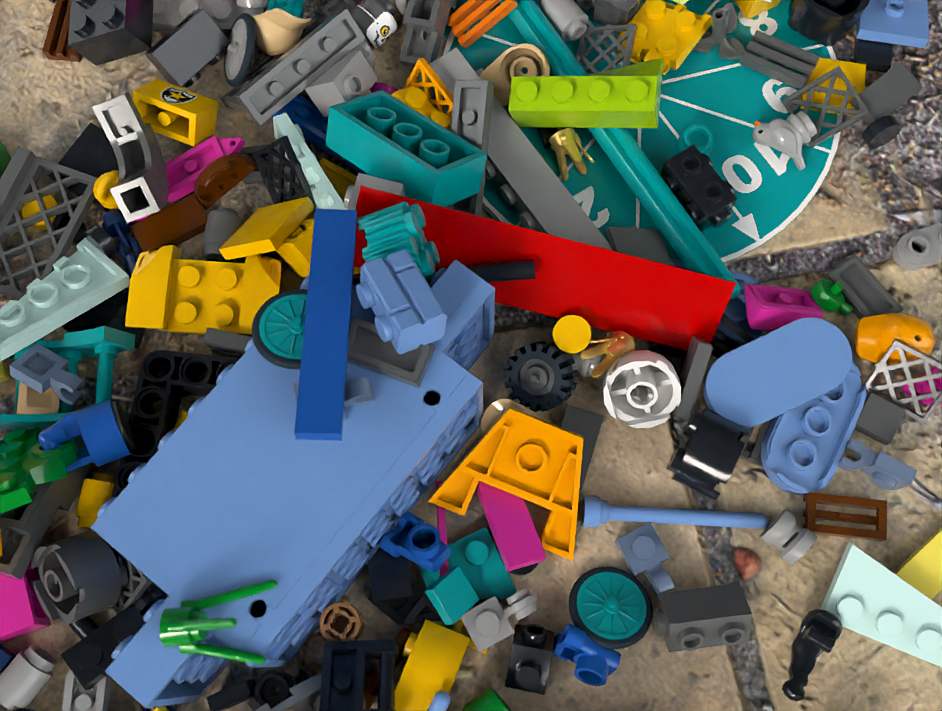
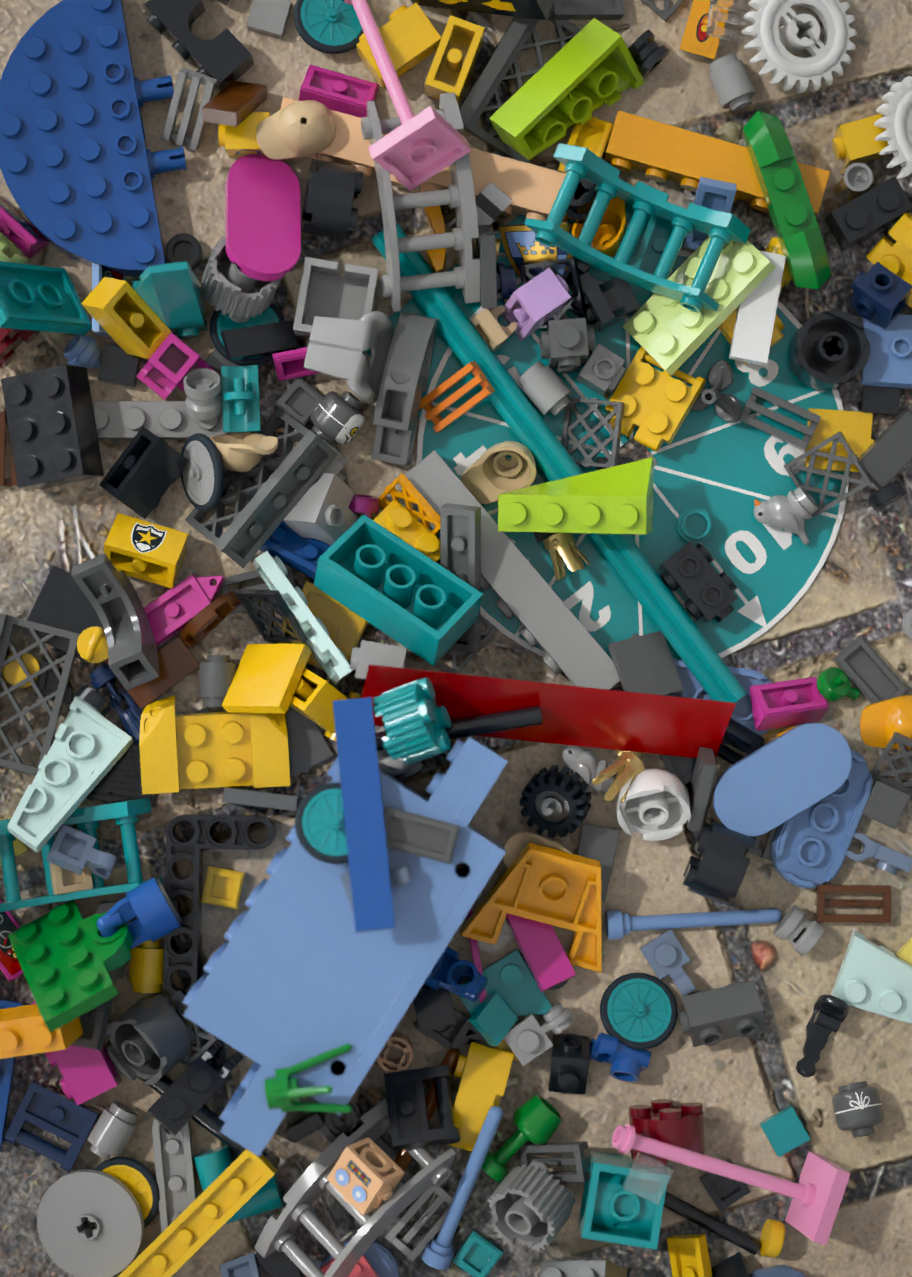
camera: 10 degrees left, 15 degrees up
(402, 302) = (427, 794): medium blue brick -> none
(572, 334) = (582, 761): yellow tile -> none

